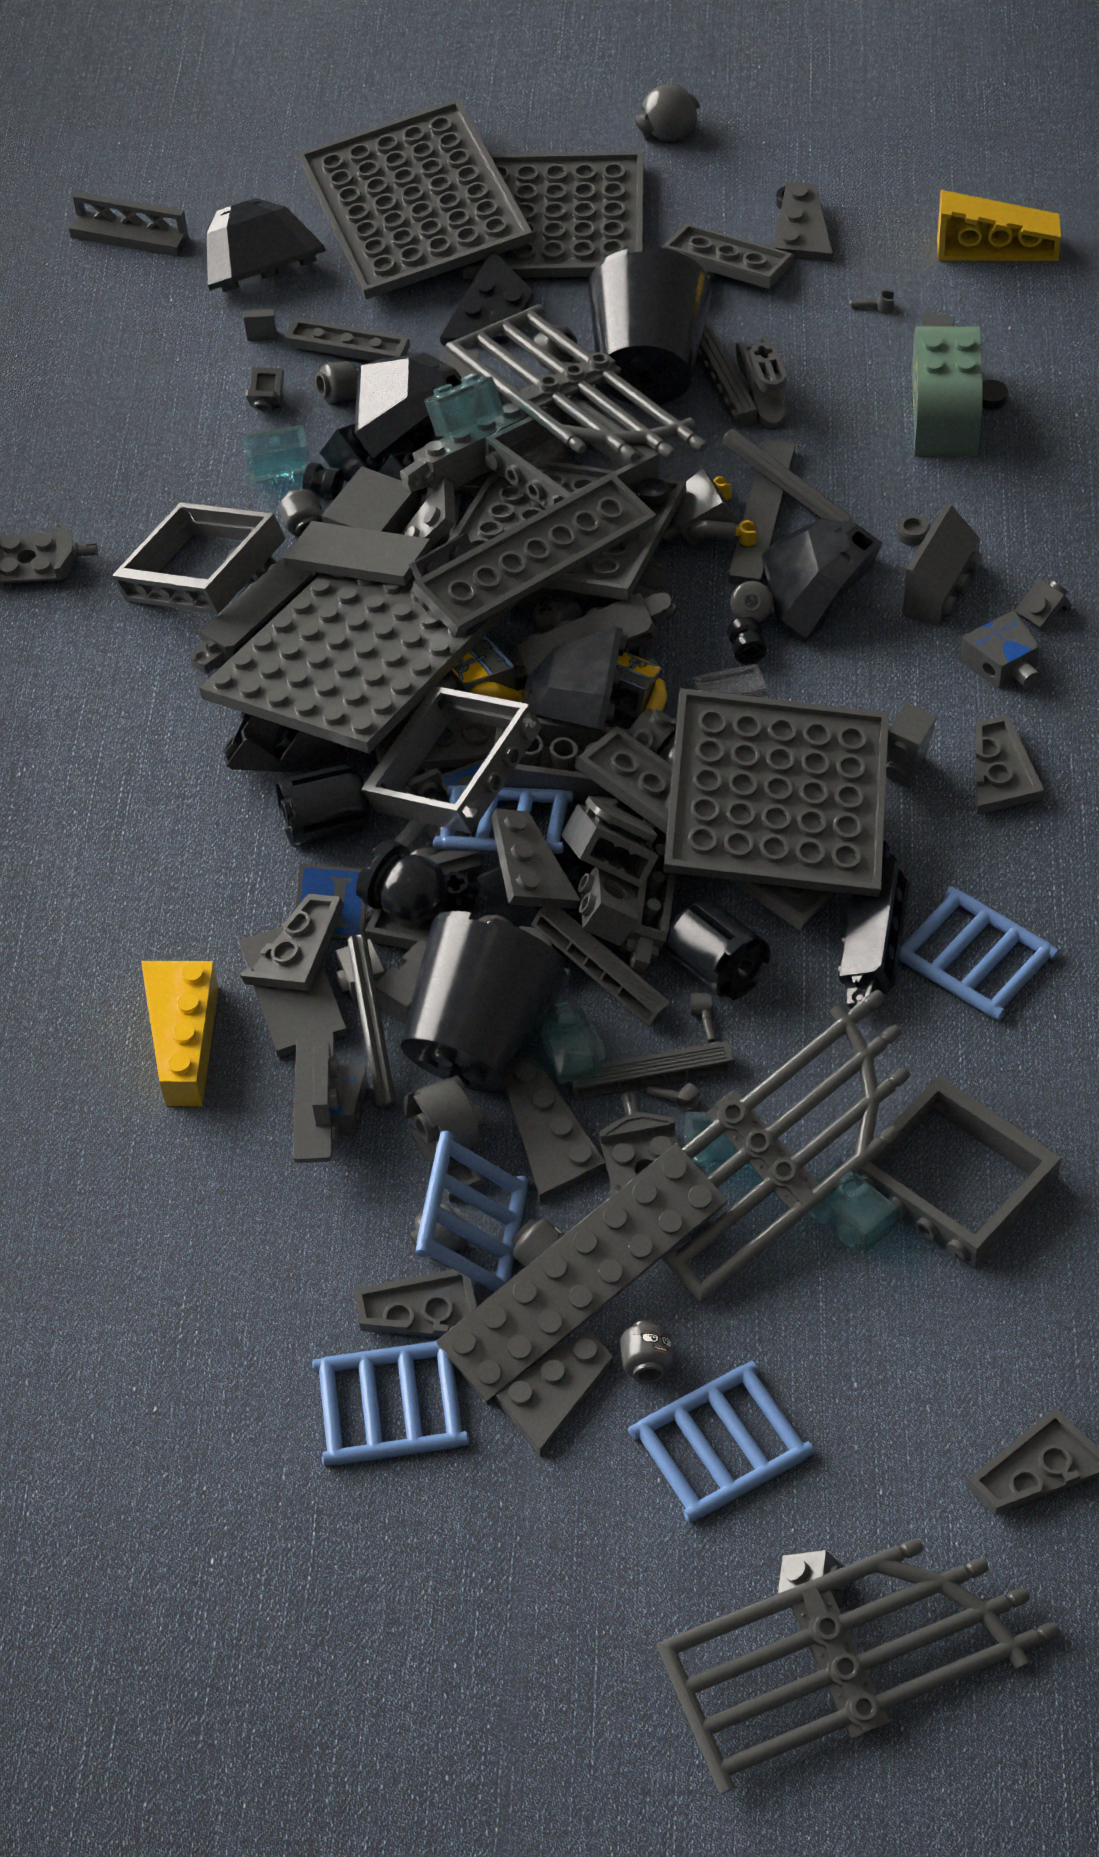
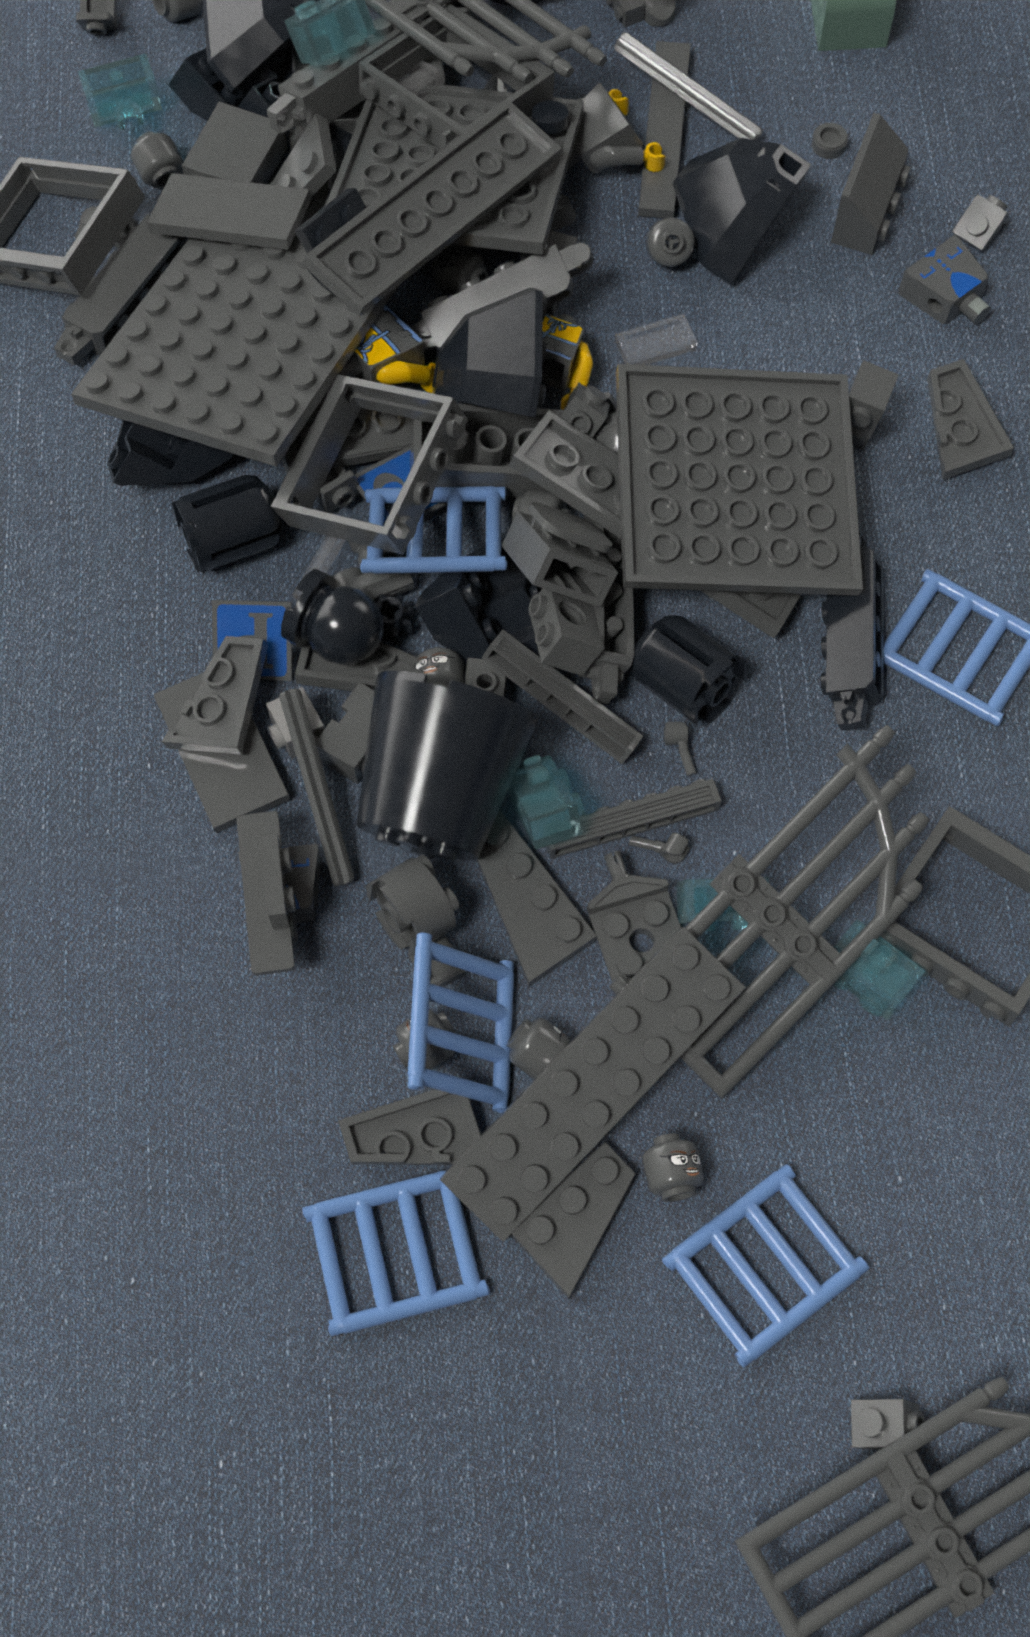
camera: 10 degrees left, 15 degrees up
(182, 1023) = (102, 803): yellow wedge -> none
(322, 480) = (176, 118): black wheel -> none
(528, 864) = (472, 588): dark grey wing -> none
(746, 640) = (668, 284): black wheel -> none

